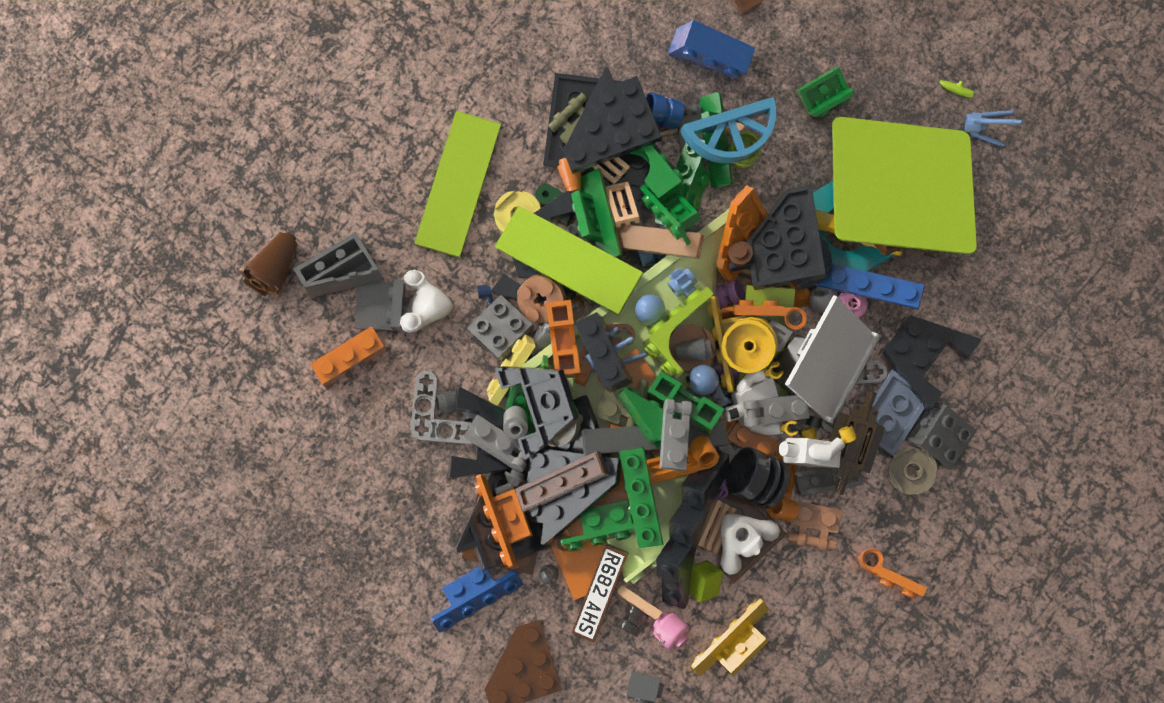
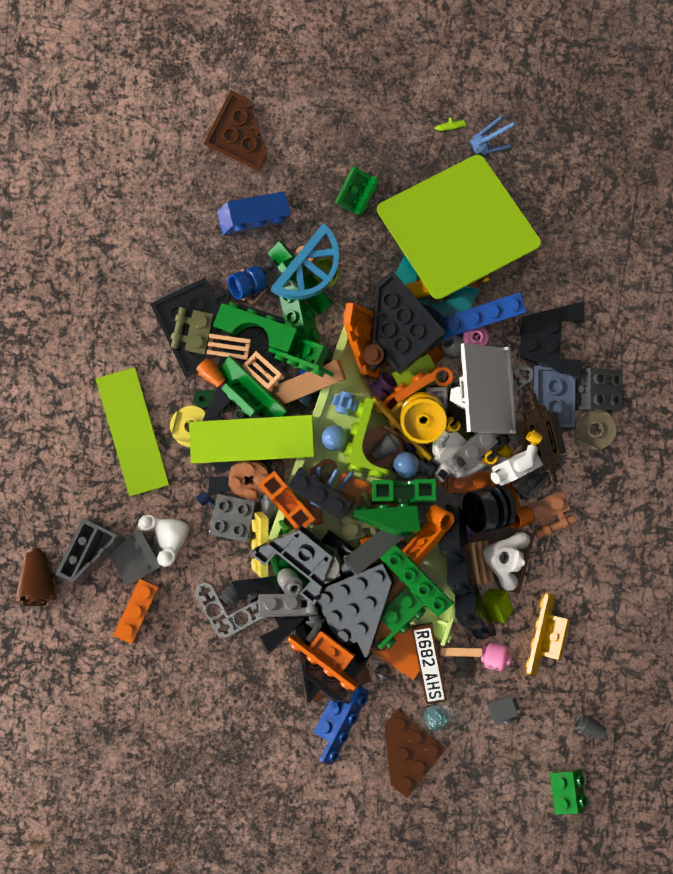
camera: 30 degrees left, 5 degrees up
(561, 481) = (351, 605): tile -> none
(571, 651) = (435, 717): none -> clear light blue piece
(611, 124) = (217, 318): black wing -> none
(675, 435) = (412, 521): light grey plate -> none
(889, 578) = (626, 518): orange plate -> none

